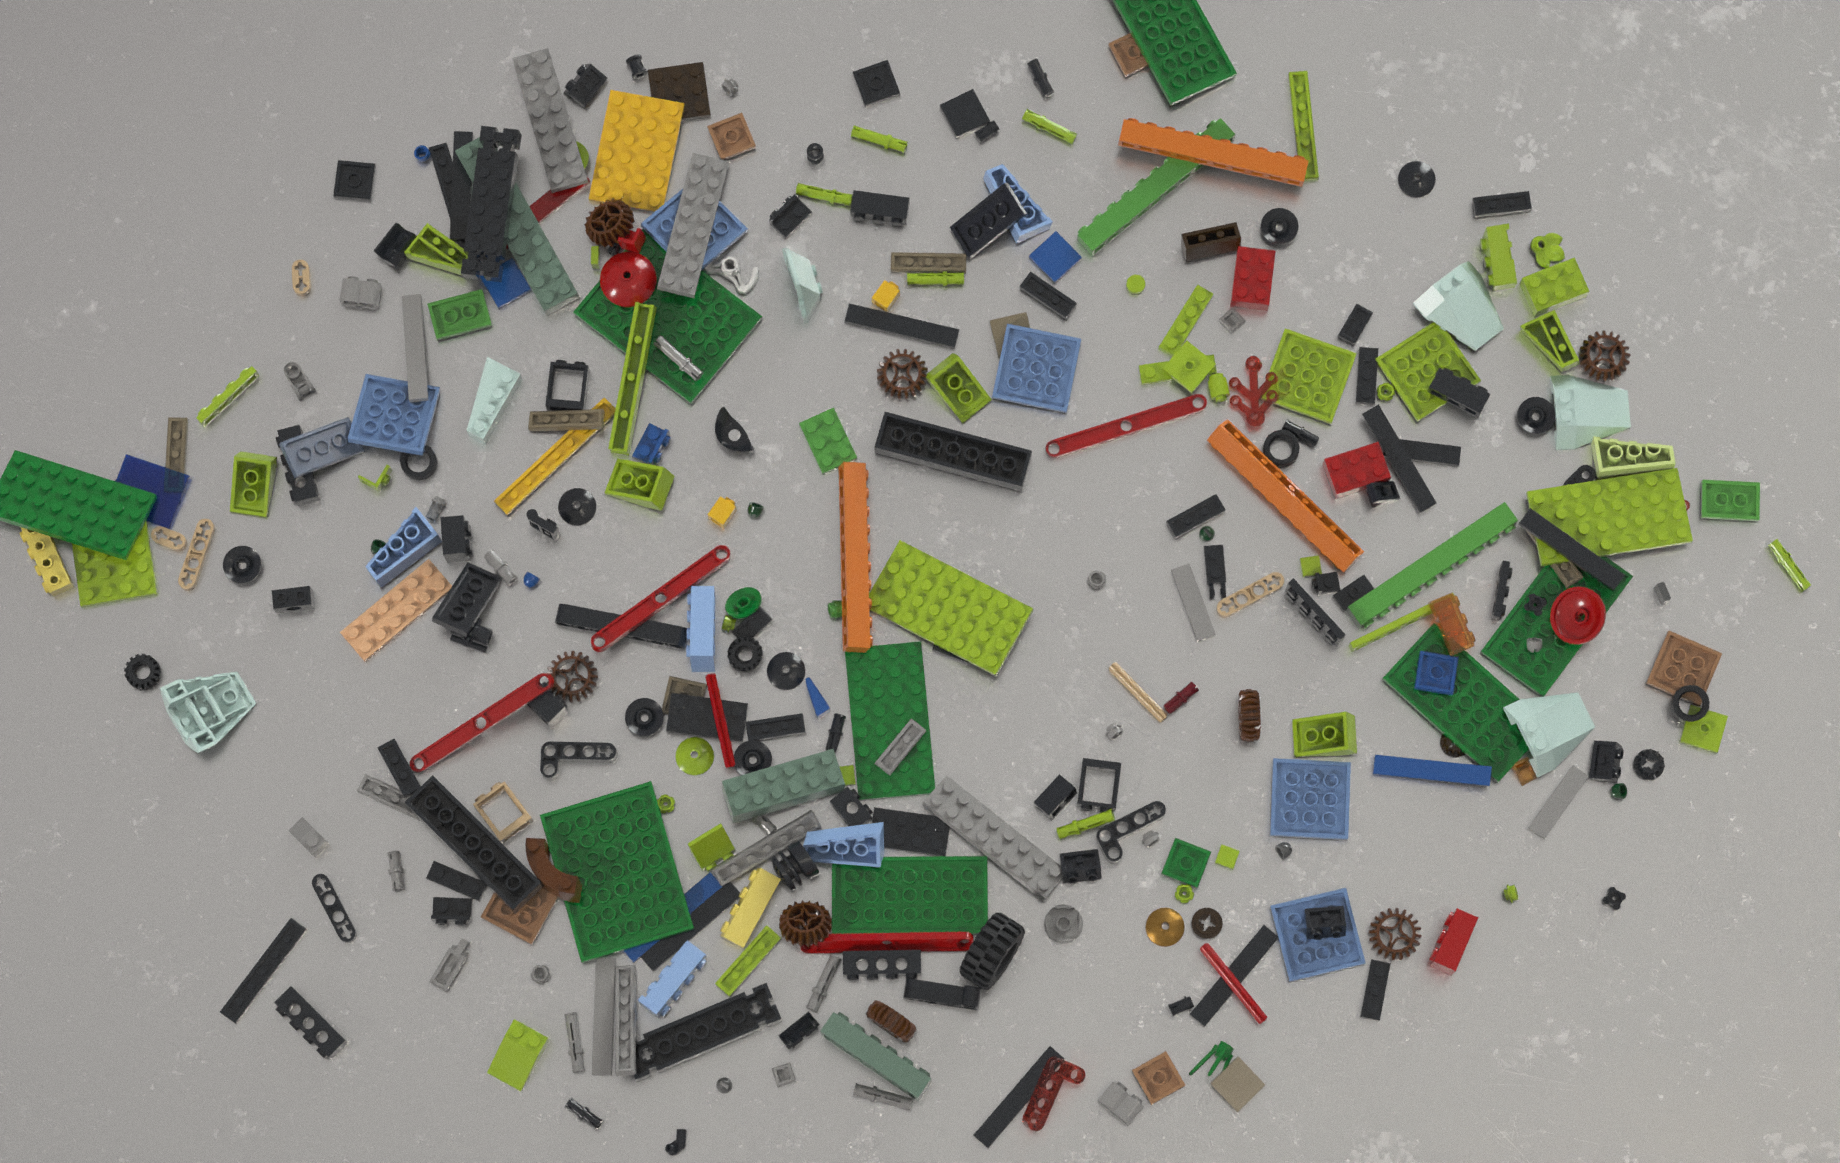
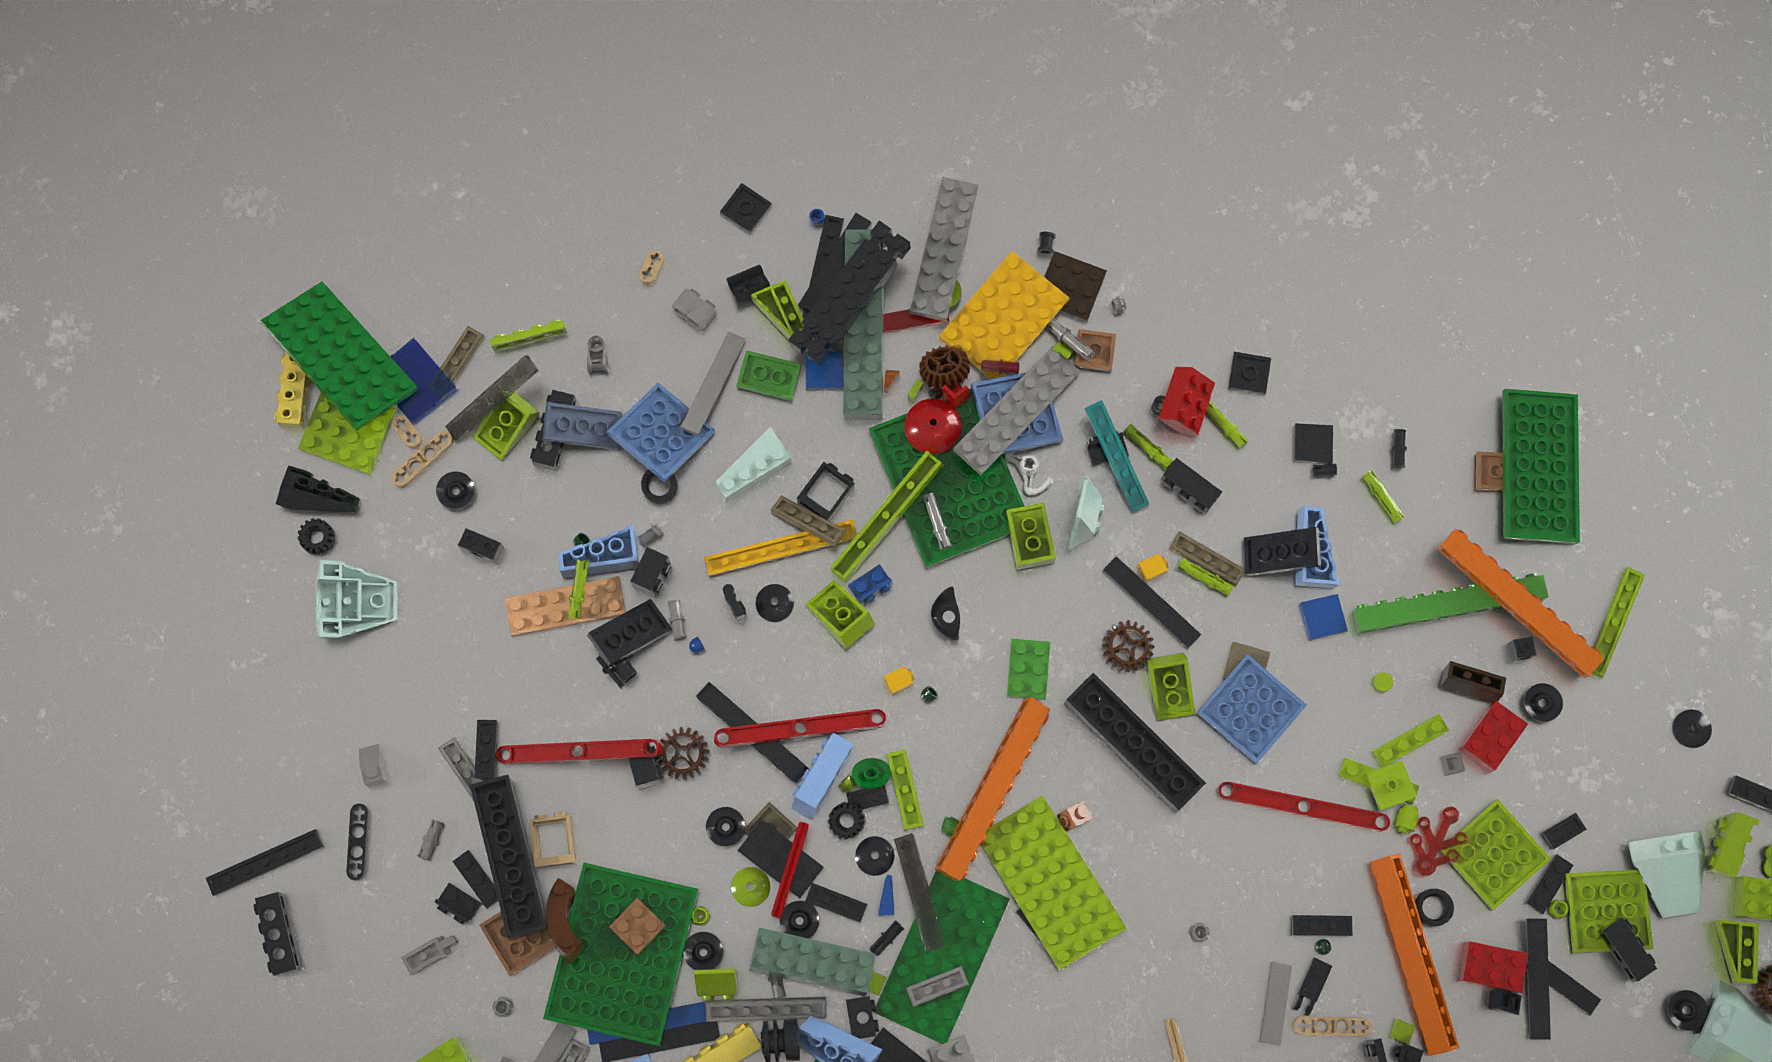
camera: 25 degrees right, 0 degrees up
(110, 640) = (304, 492): none -> black wedge
(229, 466) = (491, 398): none -> clear smoke plate
(382, 481) = (619, 484): lime bracket -> none
(404, 595) = (576, 597): none -> lime pin
(567, 258) = (891, 377): none -> clear orange slope
(578, 756) = (648, 828): black beam -> none
(585, 84) = (992, 234): black bracket -> none
(617, 840) = (637, 926): none -> medium nougat plate
(657, 195) = (1000, 366): none -> dark red axle
(680, 823) = (702, 941): none -> black dish
(704, 150) = (1063, 349): none -> lime tile
(705, 139) = (1065, 335): none -> light grey pin
(766, 326) = (1030, 536): none -> lime slope
(780, 600) = (905, 789): none -> lime plate
(801, 217) = (1116, 456): none -> teal tile
(835, 136) = (1186, 400): none -> red brick
(841, 678) = (919, 893): none -> clear smoke plate
(937, 542) = (1074, 816): none -> nougat bracket
(1048, 295) = (1298, 648): black plate -> none
(1237, 191) = (1522, 649): none -> black brick
(1301, 433) = (1459, 903): black axle -> none

